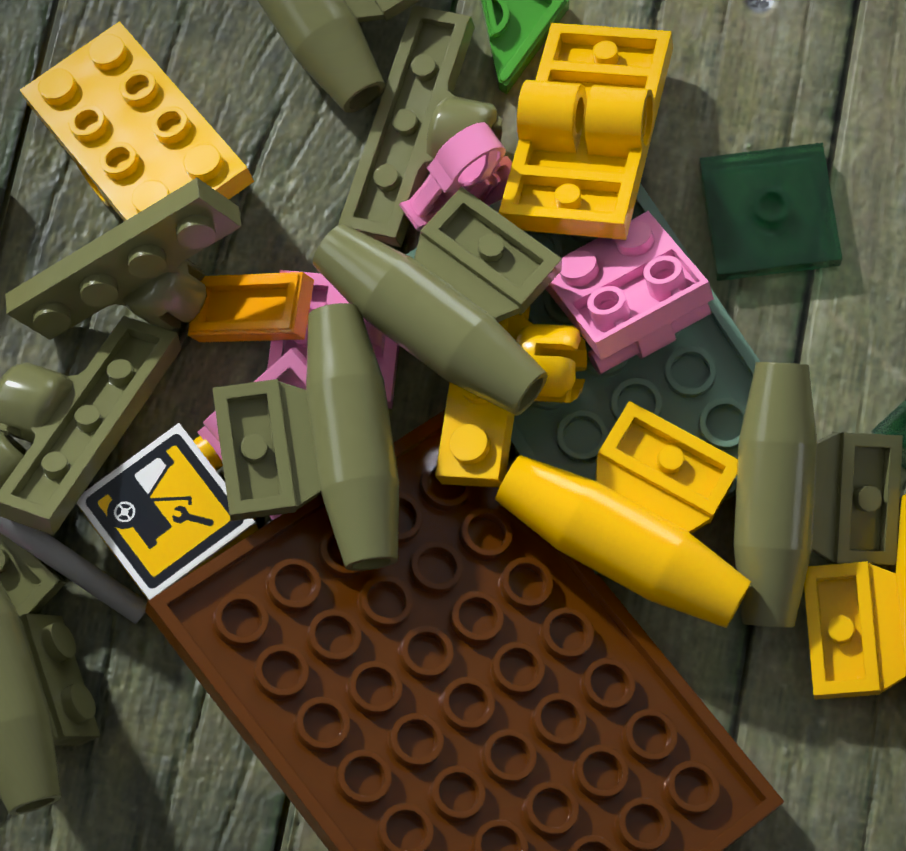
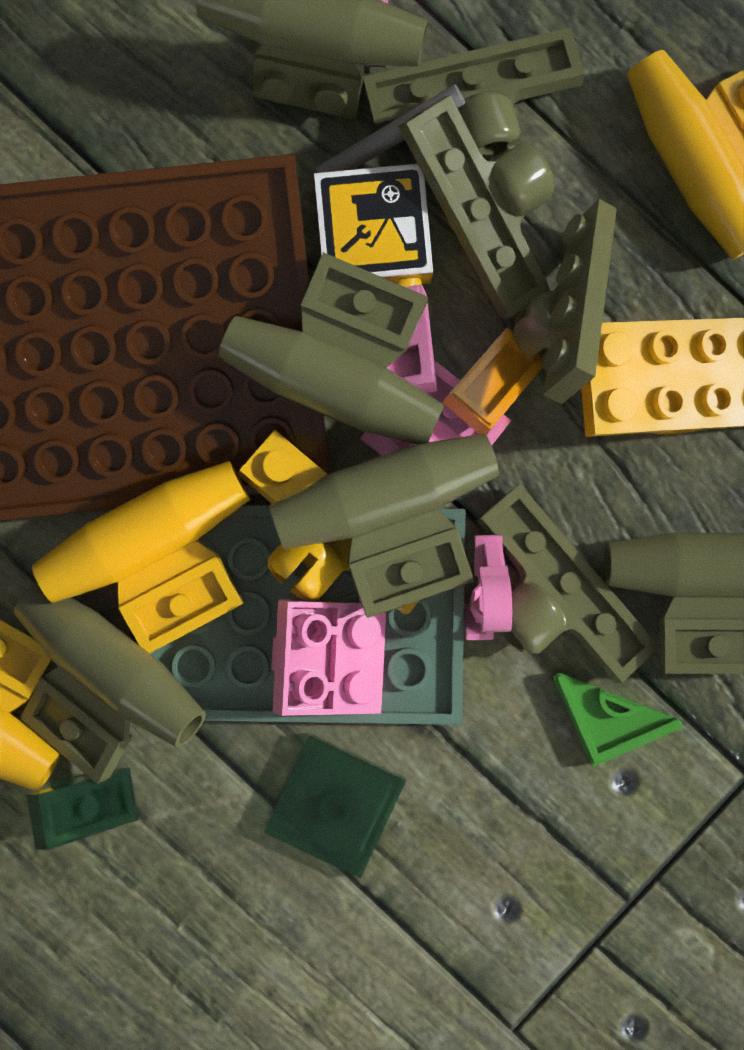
camera: 120 degrees right, 15 degrees up
(586, 130) = (471, 708): yellow plate -> none

